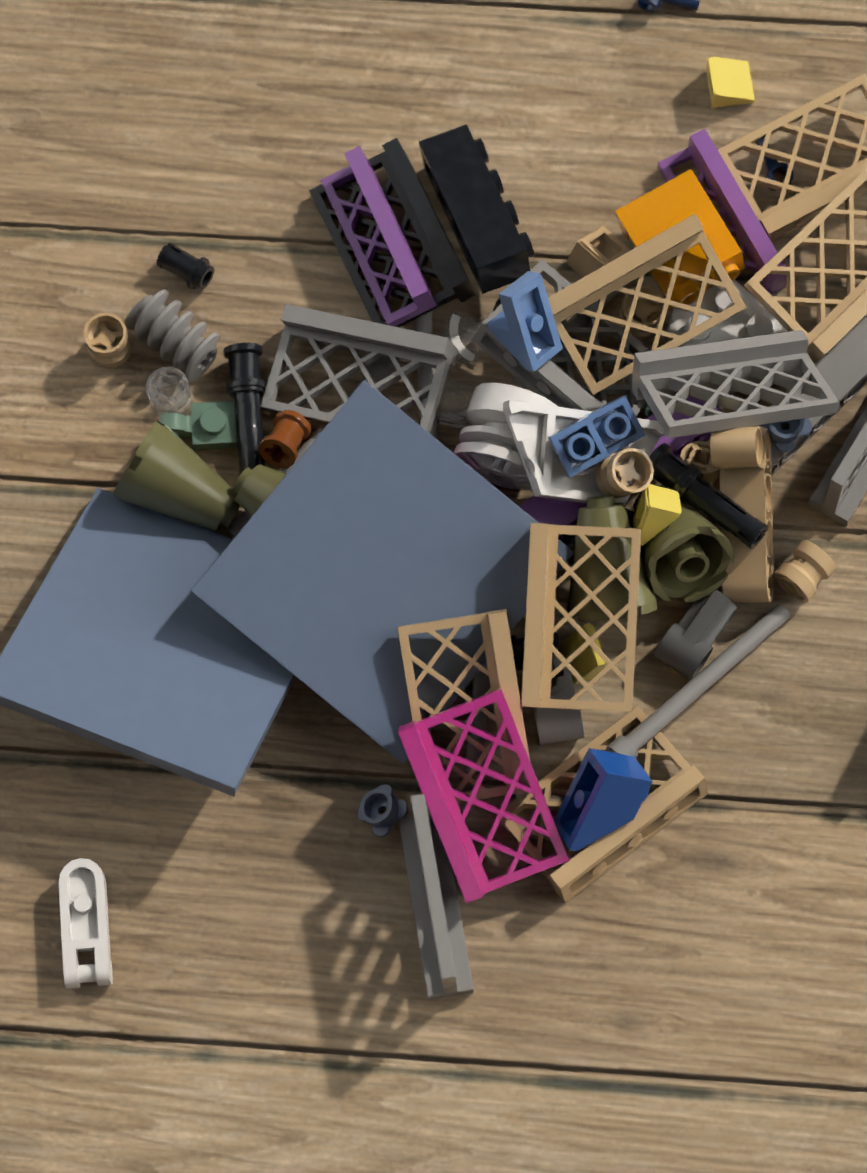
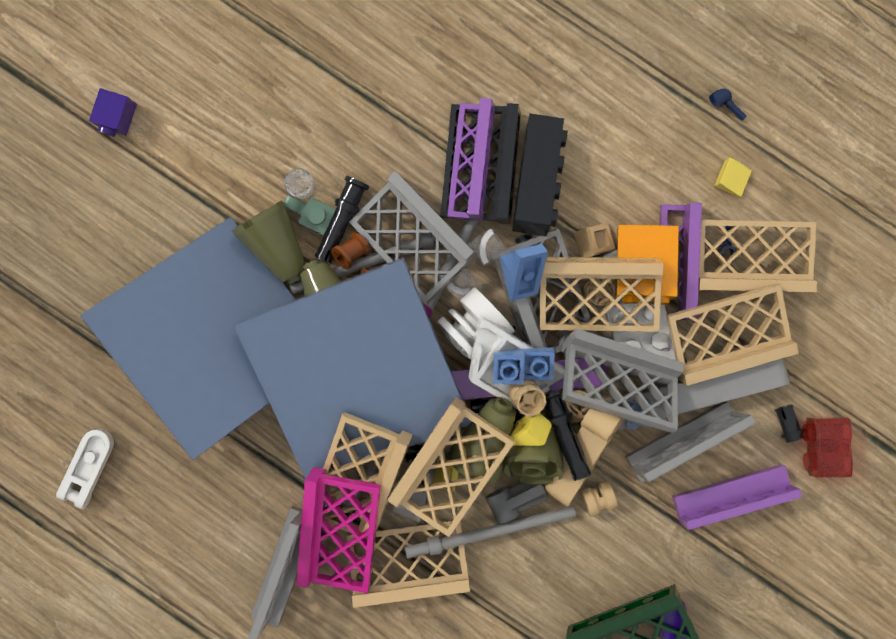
camera: 25 degrees right, 15 degrees up
(104, 331) = (280, 126): tan wheel -> none
(173, 334) = (322, 149): light grey piece -> none
(186, 266) = (357, 117): black pin -> none
(373, 804) = (278, 494): sand blue plate -> none
(601, 797) = (404, 572): blue slope -> none

